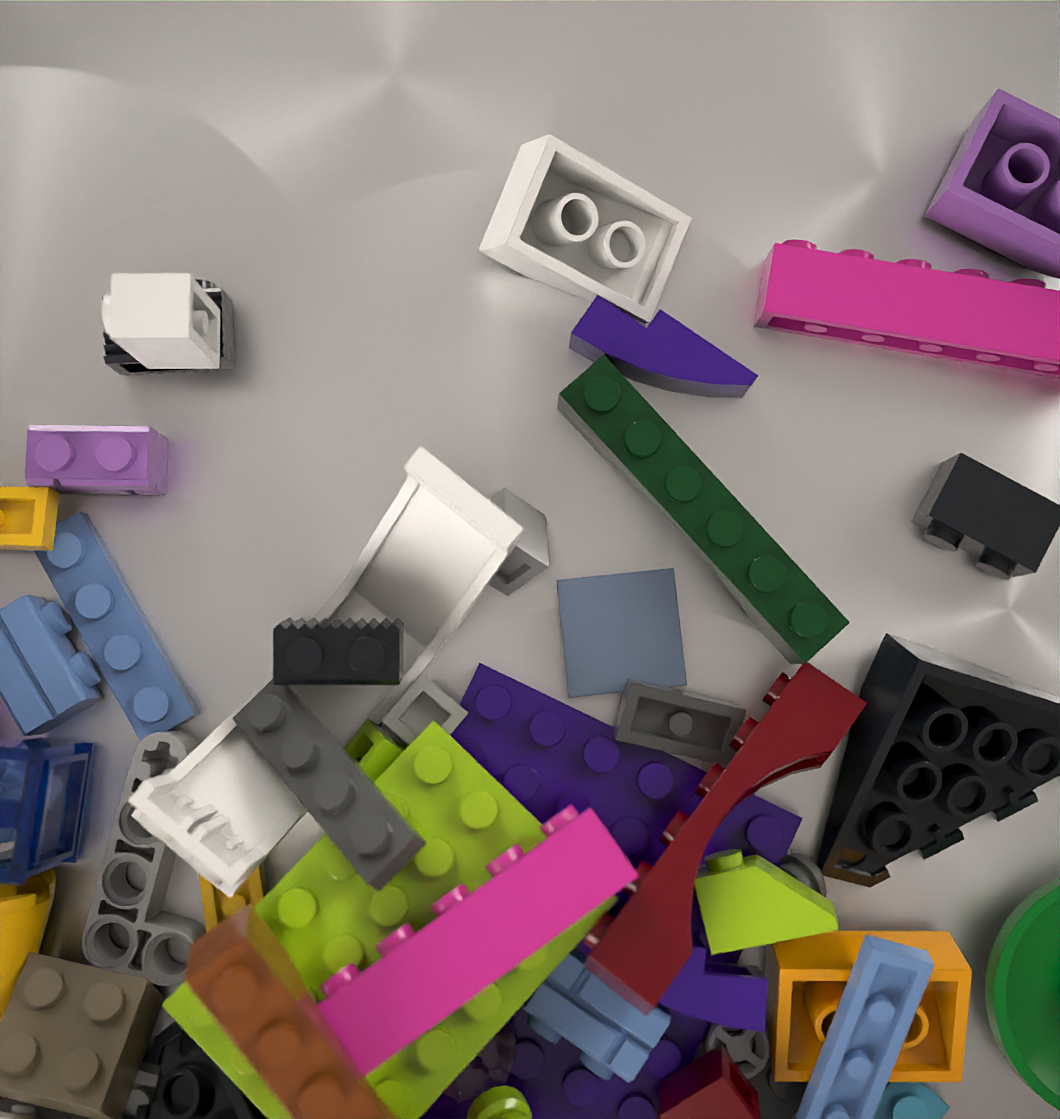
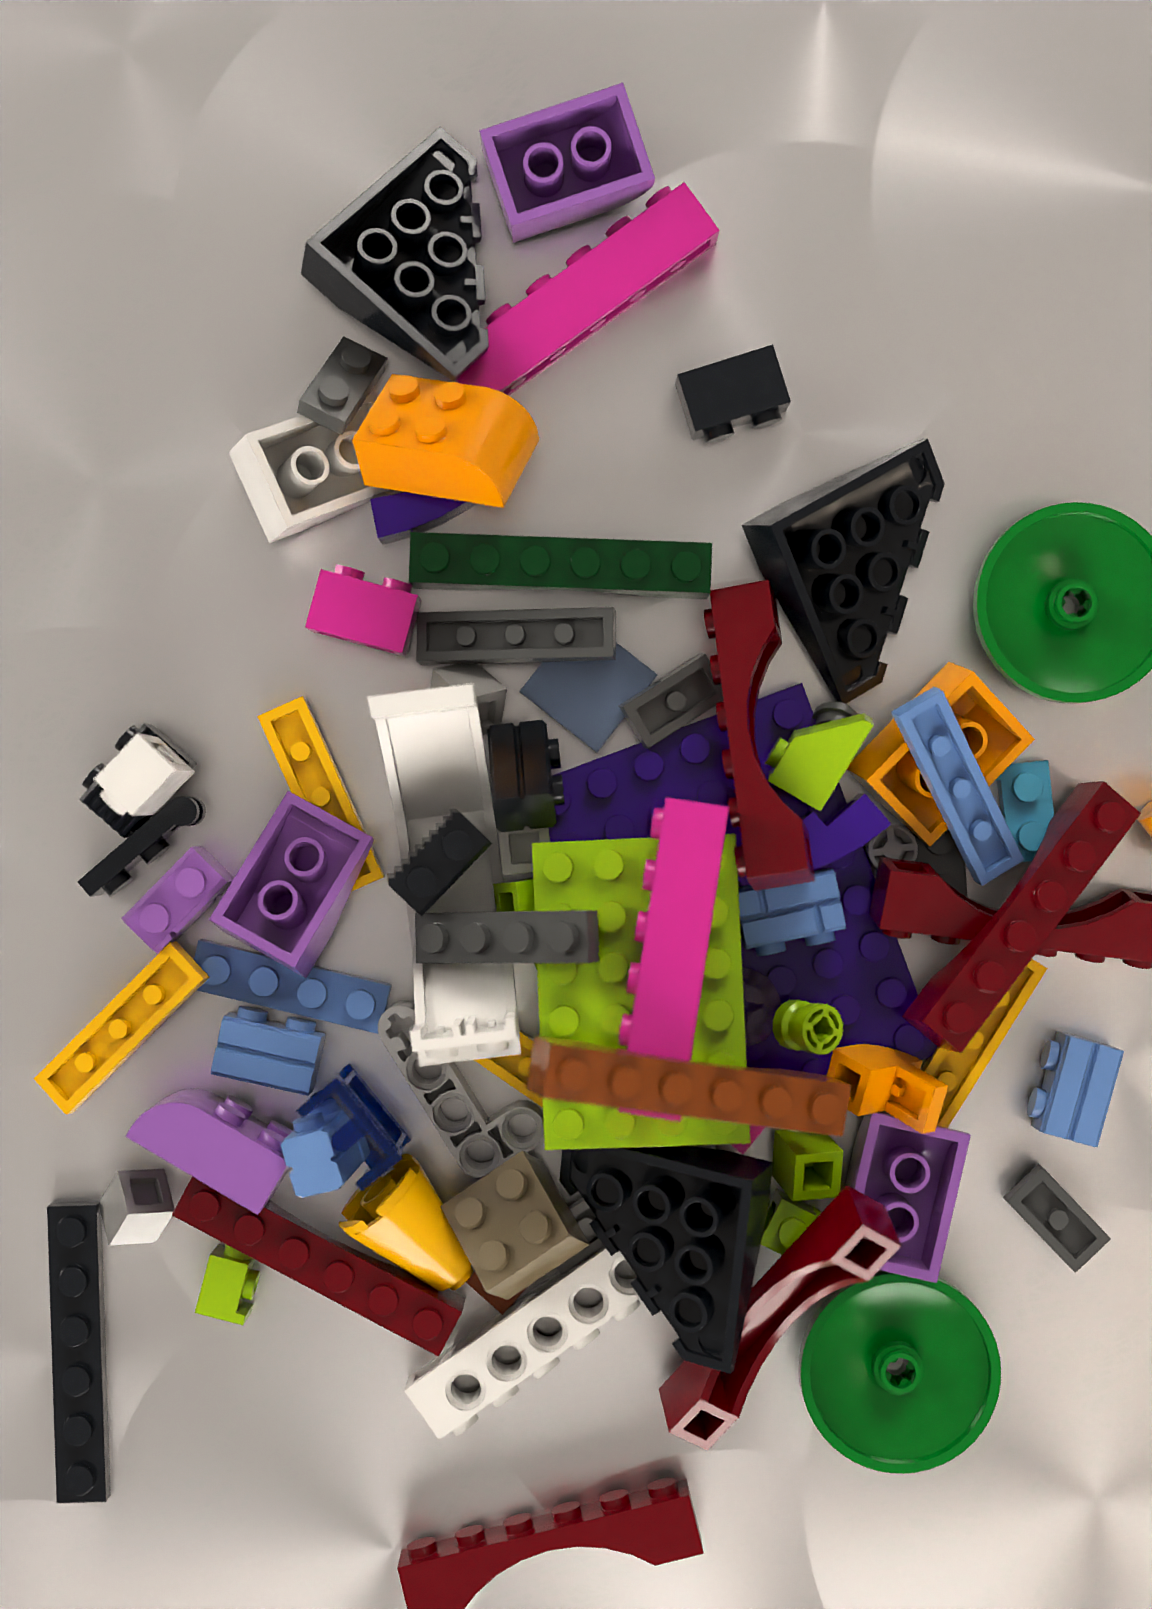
camera: 45 degrees left, 5 degrees up
(118, 386) = (144, 844): none -> black plate
(199, 546) = (294, 884): none -> medium lavender slope
(303, 498) = (312, 770): none -> yellow plate
(484, 653) = (522, 776): none -> black brick
(497, 382) = (364, 611): none -> dark pink brick
(603, 532) = (516, 636): none -> dark grey plate
(668, 184) = (342, 385): none -> dark grey plate
(710, 308) = (445, 440): none -> light orange brick
(828, 137) = (408, 257): none -> black slope

